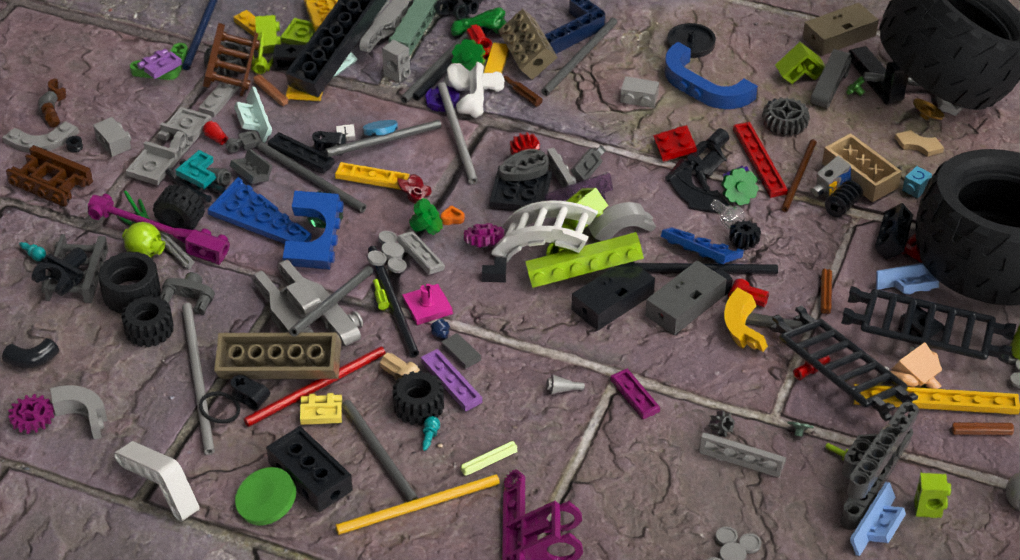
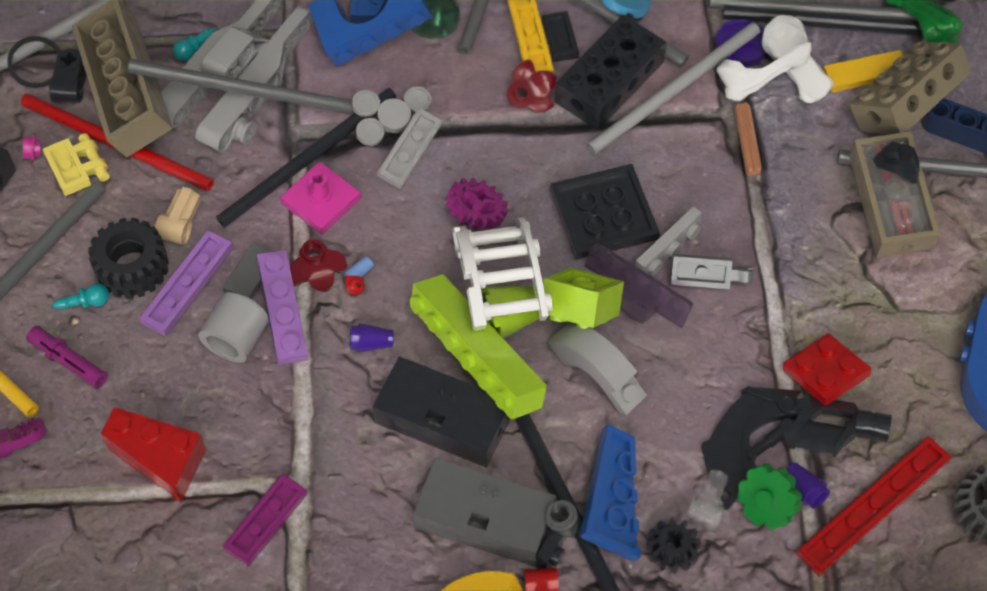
camera: 65 degrees right, 15 degrees up
(264, 325) = (185, 49): none -> teal bar
(289, 425) = (31, 147): none -> dark pink plate
(380, 296) = (306, 139): lime axle -> none
(382, 163) = (560, 36): none -> black tile
(426, 217) = (471, 124): green plant -> none
(429, 152) = (610, 72): none -> black brick
(440, 329) = (274, 232): dark blue plate -> none
(452, 216) = (507, 154): orange tile -> none
(468, 54) = (836, 32): green plant -> none
(476, 33) = (882, 30): red piece -> none
(476, 319) = (317, 269): none -> dark red plate
(488, 458) = (66, 385): yellowish green axle -> none
(490, 442) = (58, 350): none -> magenta pin
(495, 272) = (422, 252): black piece -> none
(497, 341) = (282, 307): none -> medium lavender plate
(501, 307) = (354, 276): none -> arm
(503, 361) = (233, 327): none -> light grey piece
(510, 119) = (748, 139): none -> nougat axle
(524, 92) = (819, 131): reddish brown axle -> none
(524, 142) = (685, 177): red gear -> none
(524, 165) = (638, 206): dark grey piece -> none
(542, 312) = (370, 338): none -> dark purple cone
(558, 384) = (233, 414): light grey cone -> none
(564, 422) = (156, 449): none -> red wedge
(579, 57) = (899, 160): none -> black plate
(588, 76) = (895, 211): none -> brick
(639, 92) = (913, 276): light grey brick -> none
(713, 259) = (562, 518): none -> dark grey cone
(799, 174) = (872, 578): reddish brown piece -> none

